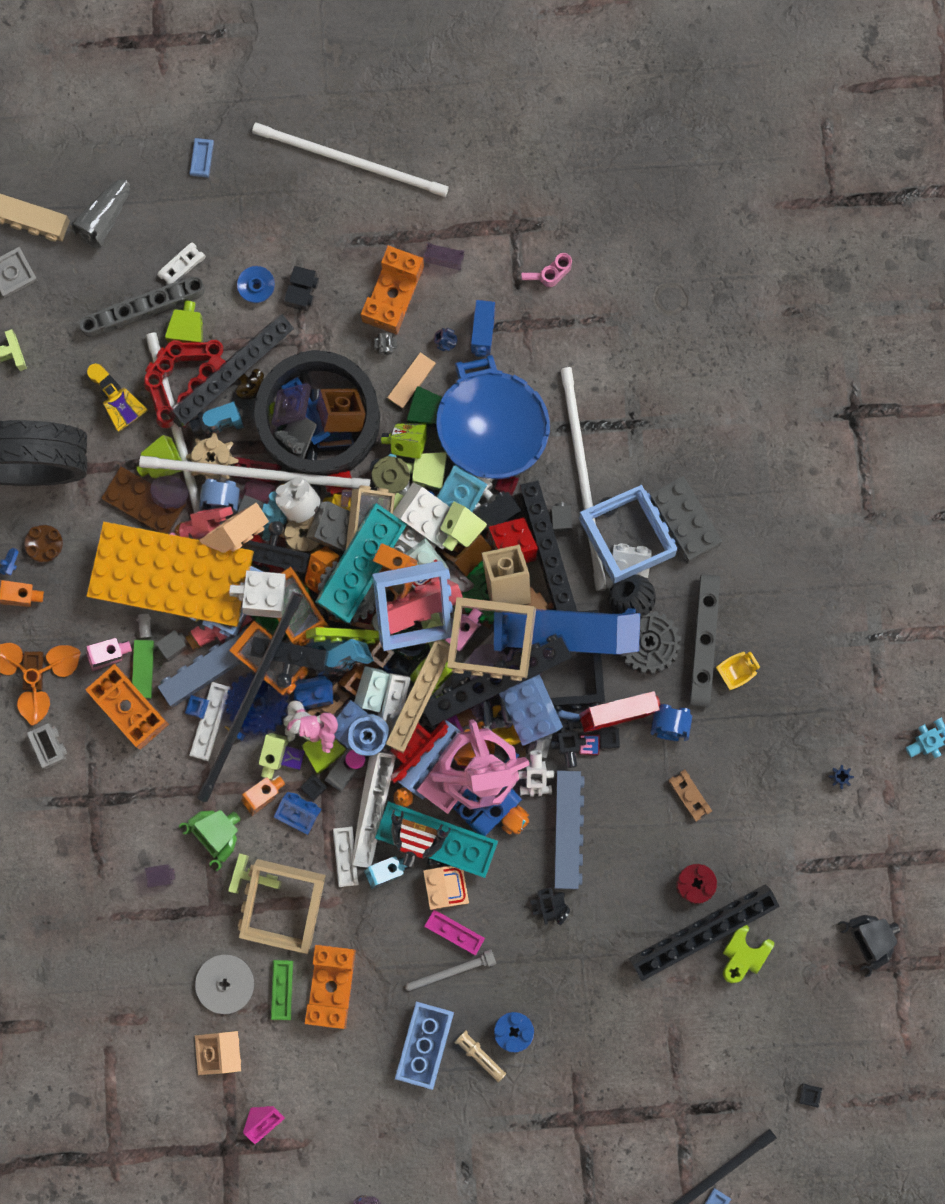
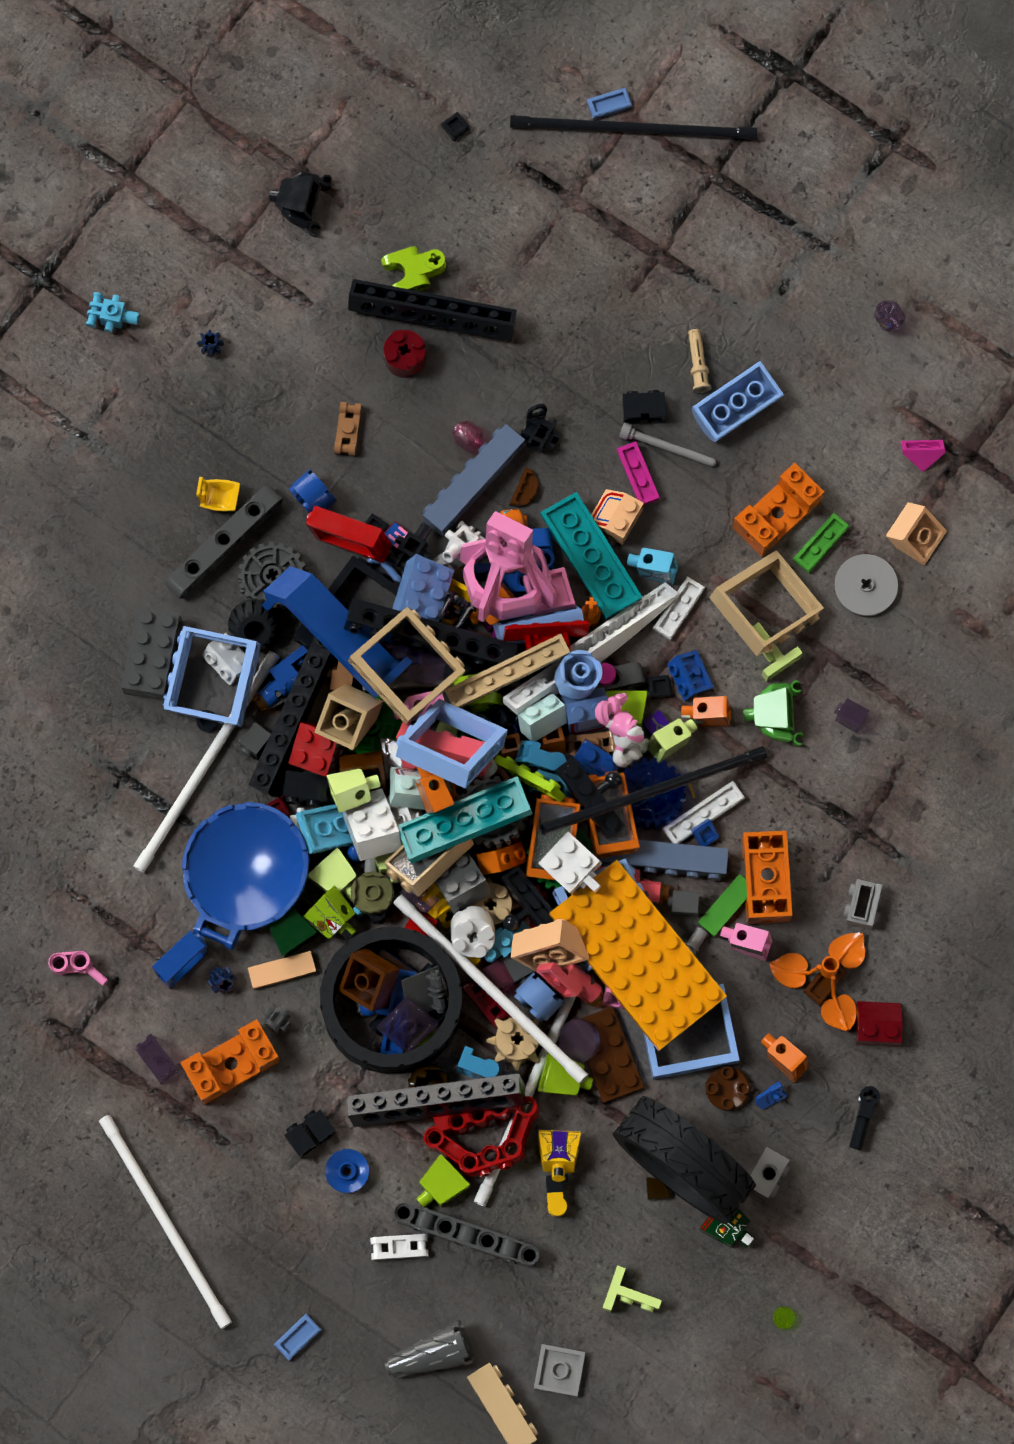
camera: 145 degrees left, 5 degrees down
(72, 545) = (699, 1064): none -> light blue window
(416, 839) = (607, 562): torso -> none
(487, 991) = (643, 406): none -> black brick
(512, 1043) = (654, 345): blue brick -> none
(525, 855) = (526, 489): none -> reddish brown tile
(577, 575) = (284, 675): none -> blue plate
(599, 859) = (468, 436): none -> clear pink head

